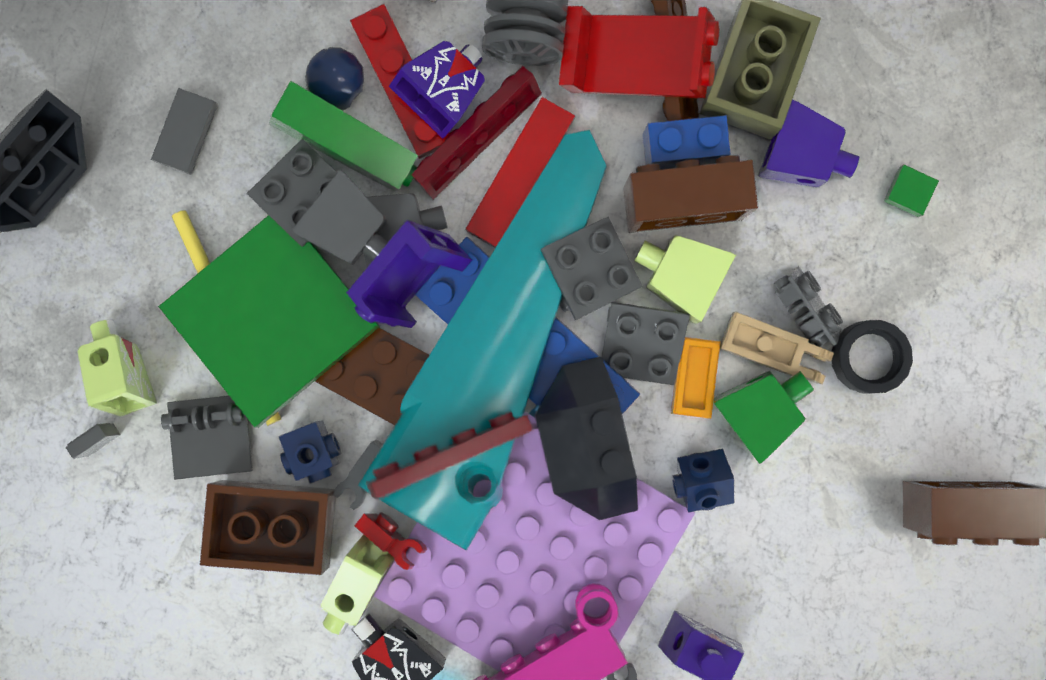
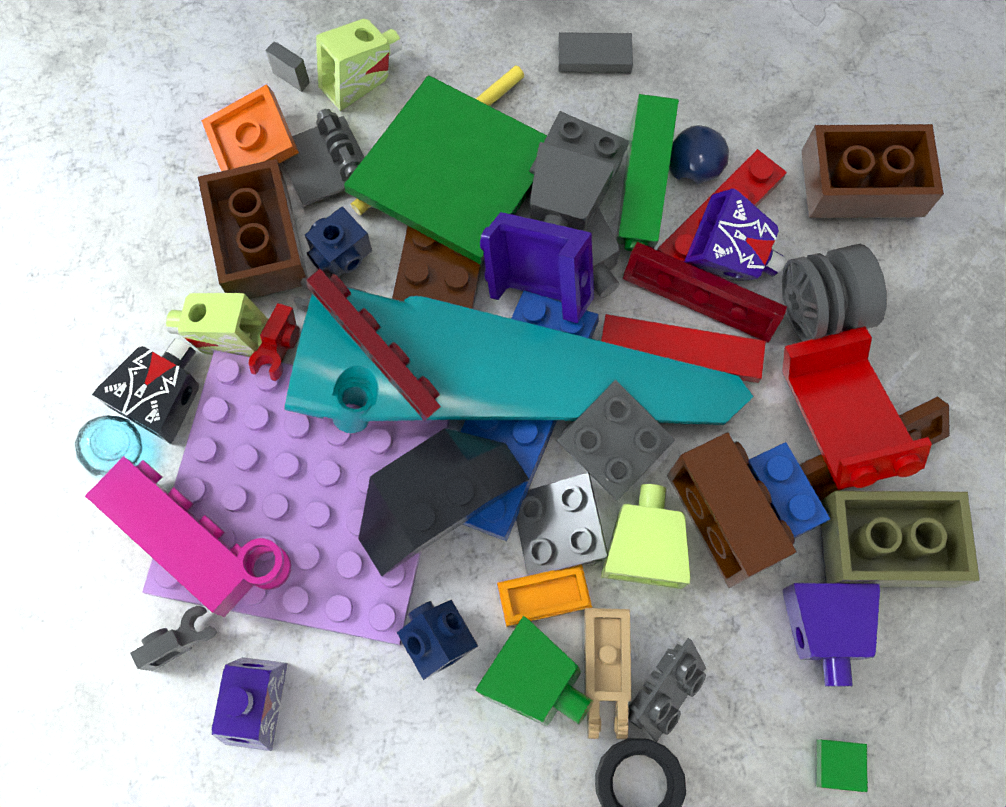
camera: 70 degrees right, 15 degrees down
(160, 501) = (250, 131): none -> orange plate

